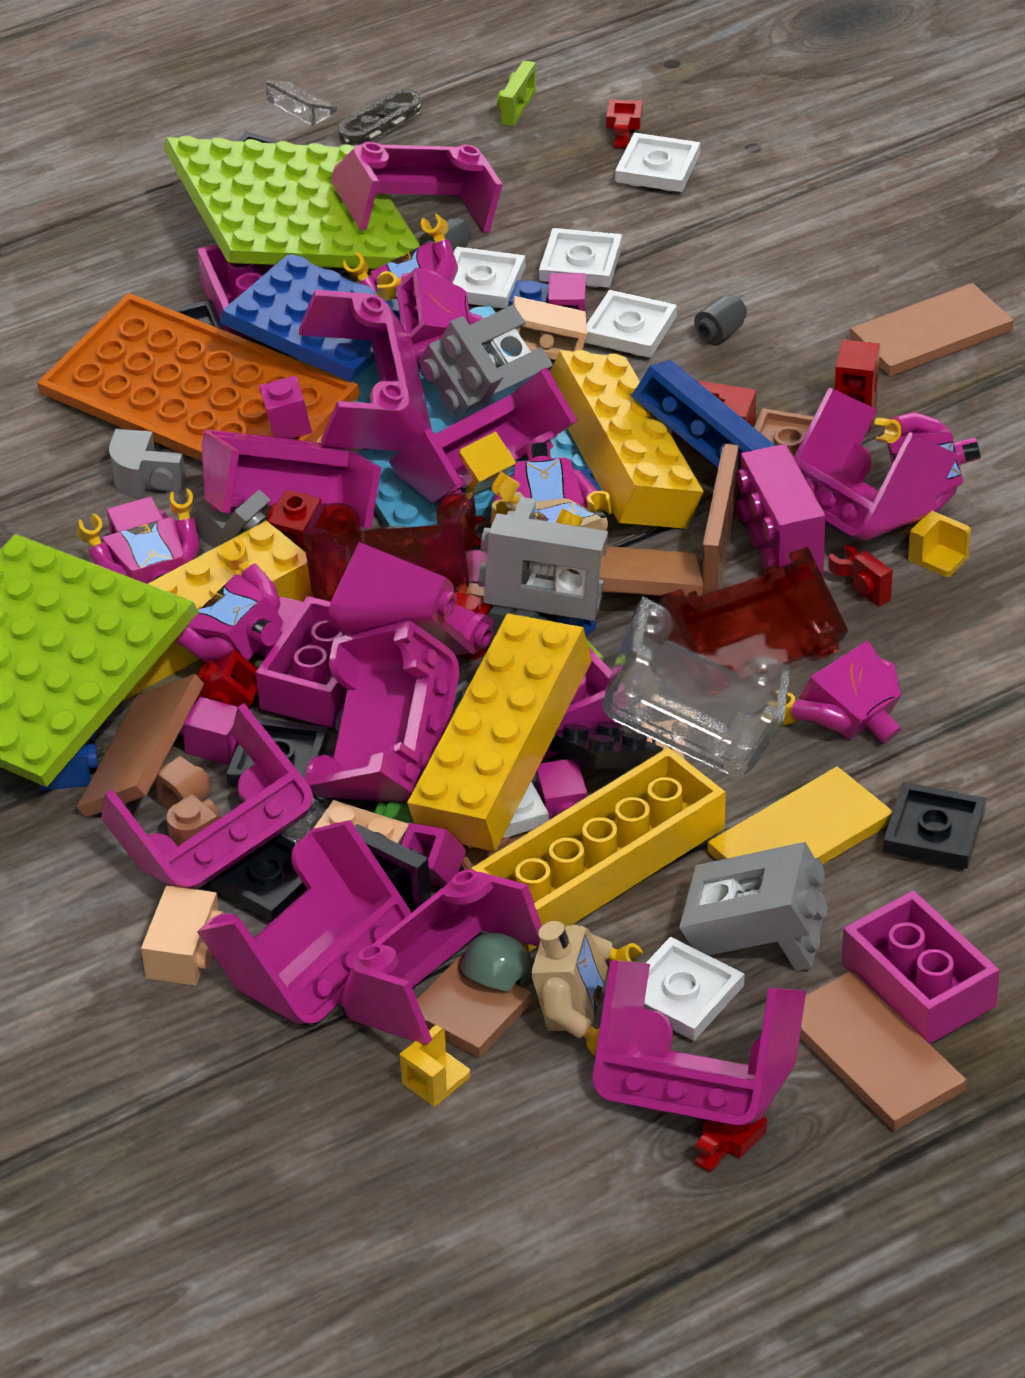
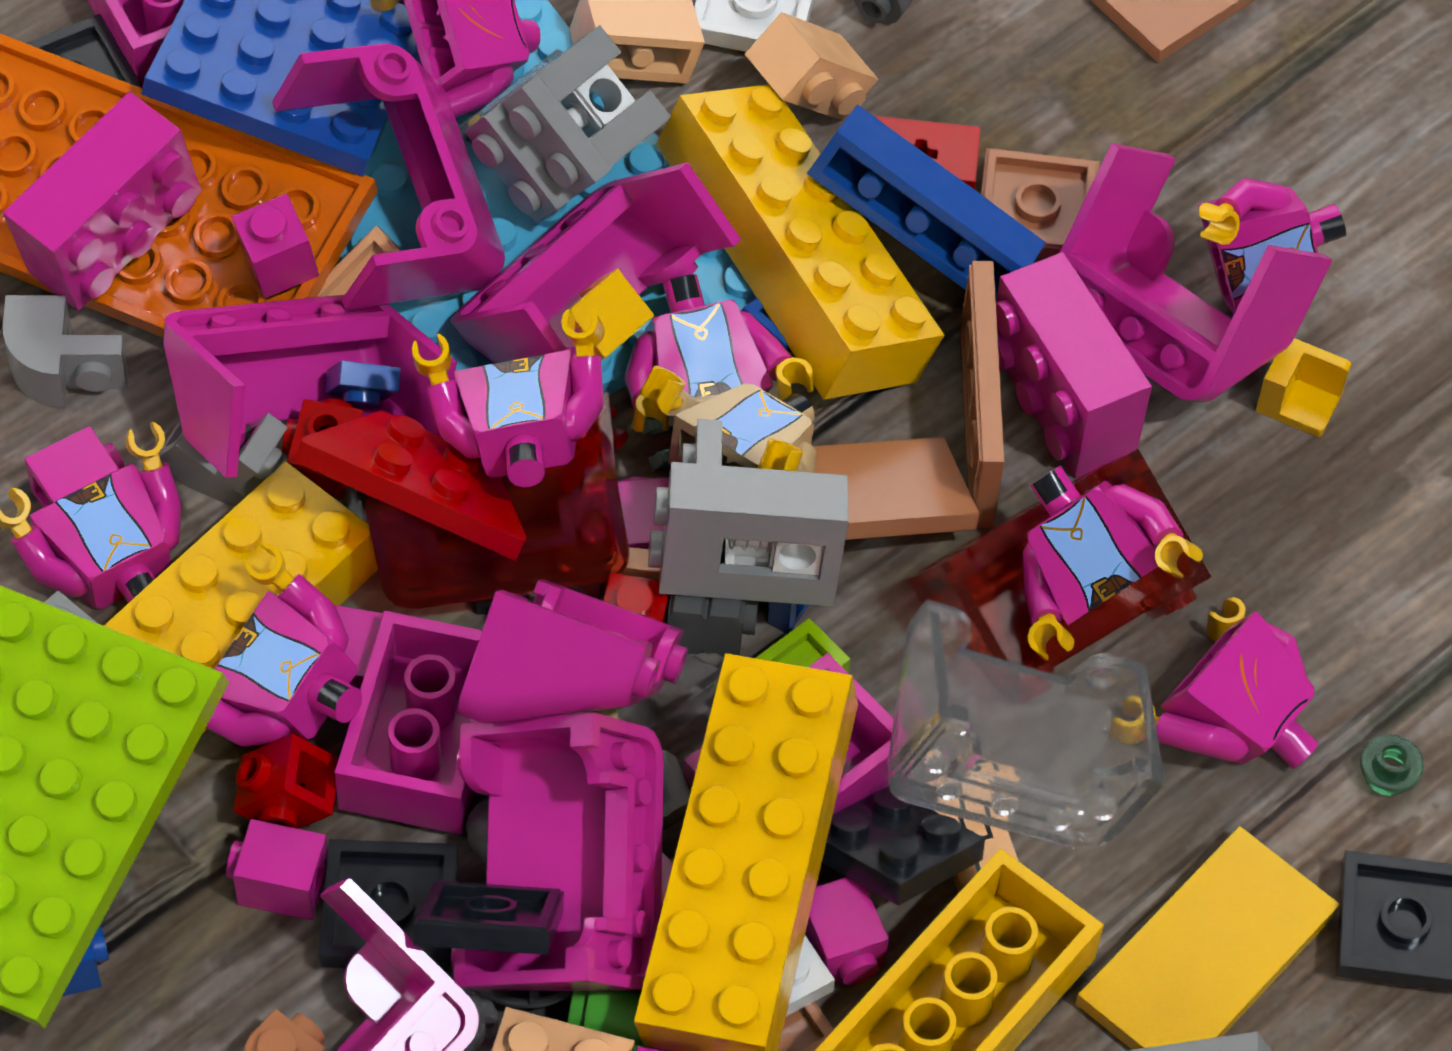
camera: 15 degrees left, 15 degrees up
(141, 744) = (174, 922): nougat tile -> none
(179, 780) = (251, 984): nougat plate -> none
(184, 376) = (104, 201): none -> dark pink brick
(326, 485) = (362, 383): none -> blue plate
(328, 745) = (489, 917): none -> black plate
(336, 516) = (418, 474): none -> red wing
(413, 489) = (519, 410): none -> dark pink torso
(648, 344) = (811, 66): none -> light nougat brick
(767, 604) = (1092, 551): none -> torso
(858, 371) = (1128, 96): red brick -> none
(869, 574) = (1211, 456): red plate -> none
(948, 746) = (1387, 778): none -> clear green plate

